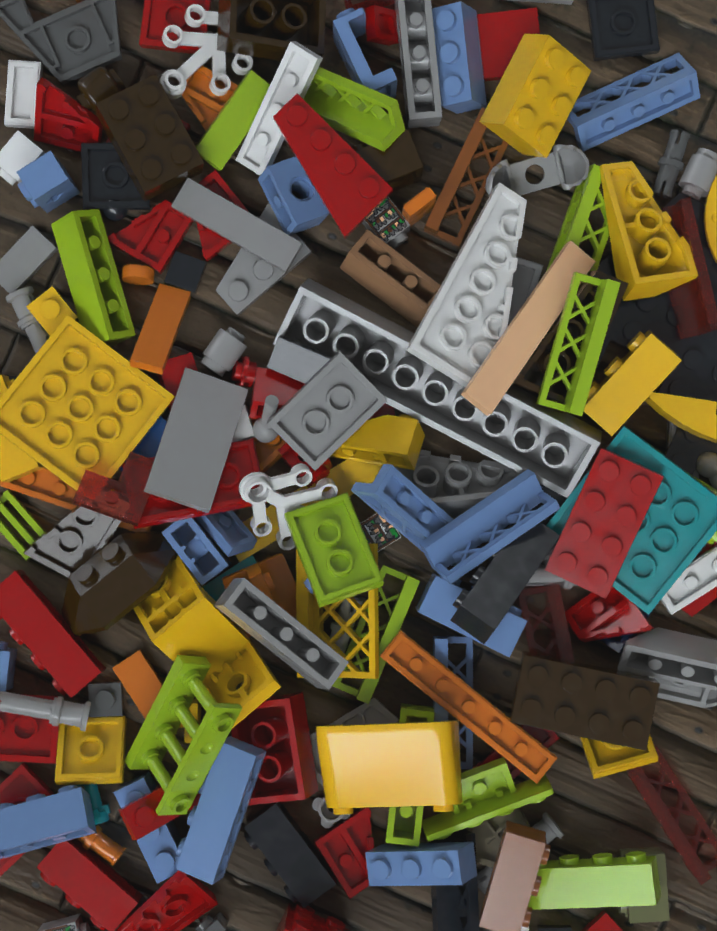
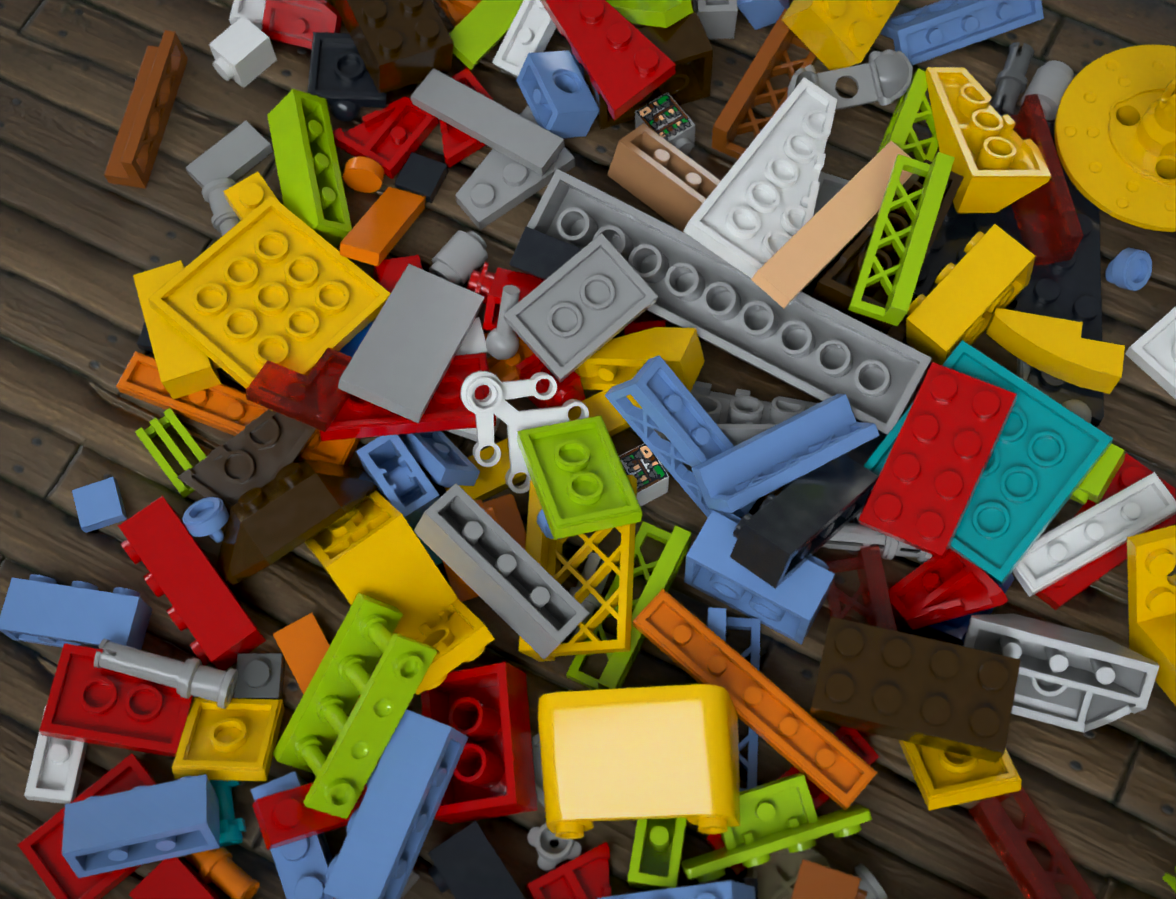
camera: 10 degrees right, 20 degrees down
(46, 183) = (266, 66): medium blue brick -> none
(51, 585) = (206, 518): none -> medium blue tile
(419, 206) = (705, 102): orange tile -> none

